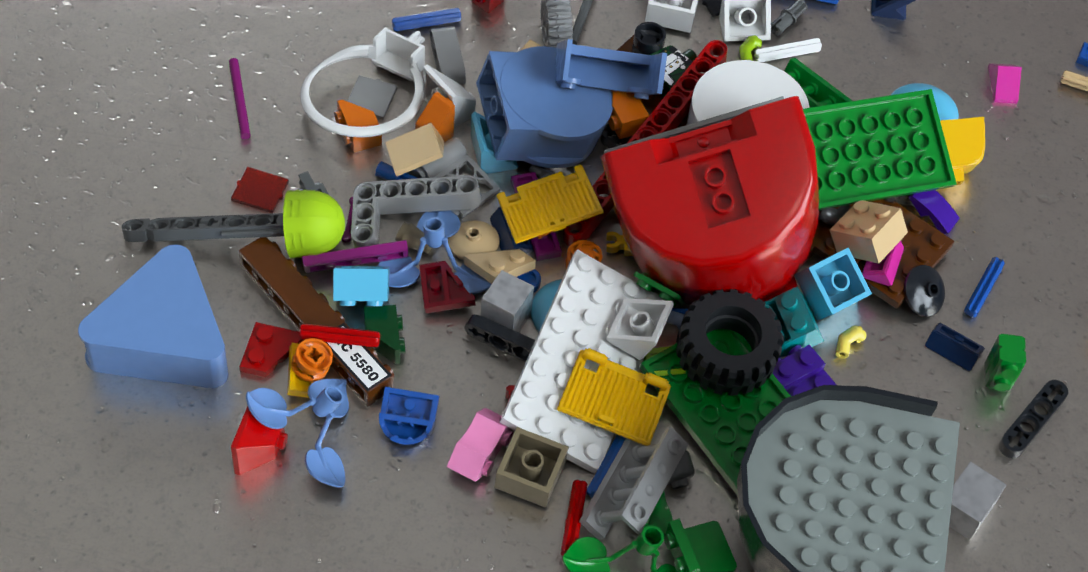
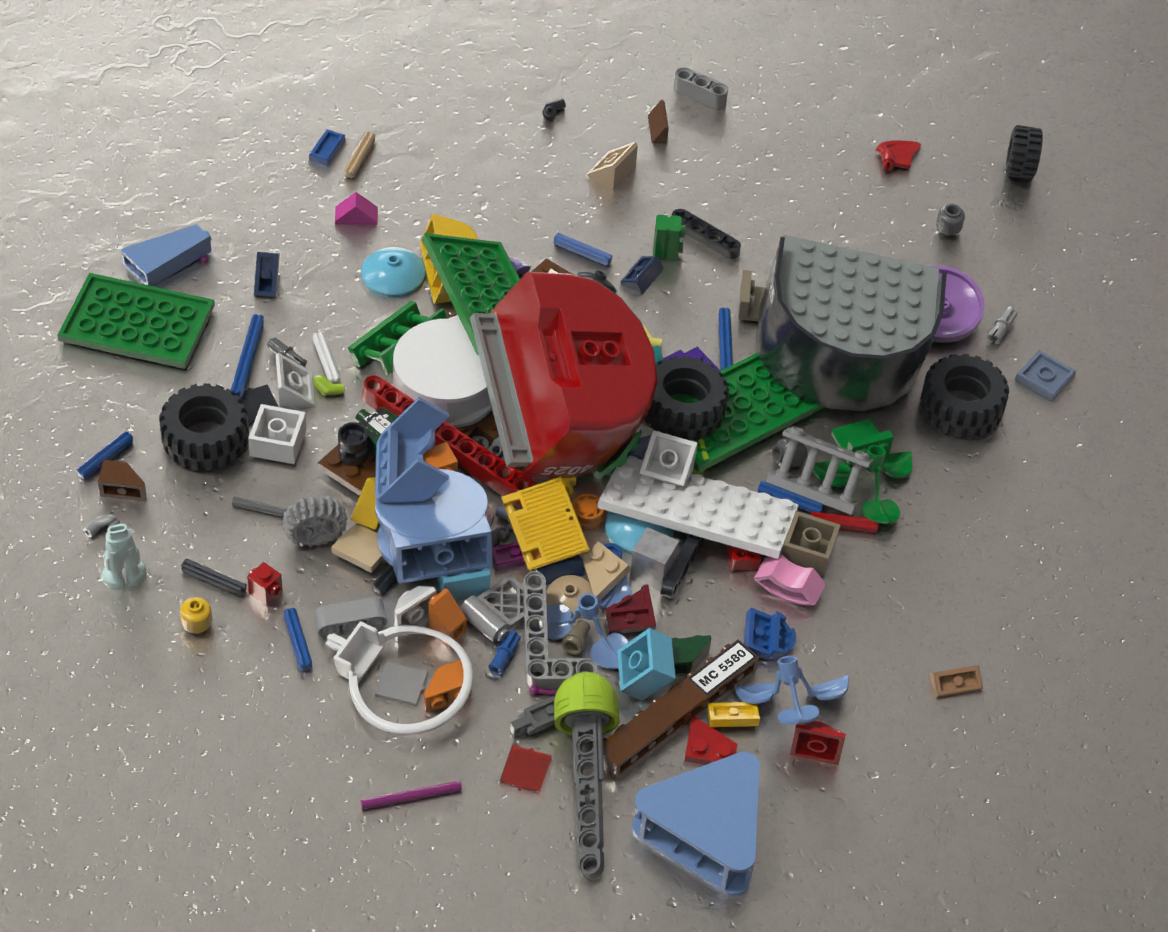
camera: 90 degrees left, 5 degrees down
(313, 359) = (730, 700): orange wheel -> none
(340, 335) = (706, 676): red axle -> none
(355, 256) = (602, 656): magenta tile -> none
(415, 149) = (490, 626): tan slope -> none
(614, 397) = (742, 483): yellow window -> none

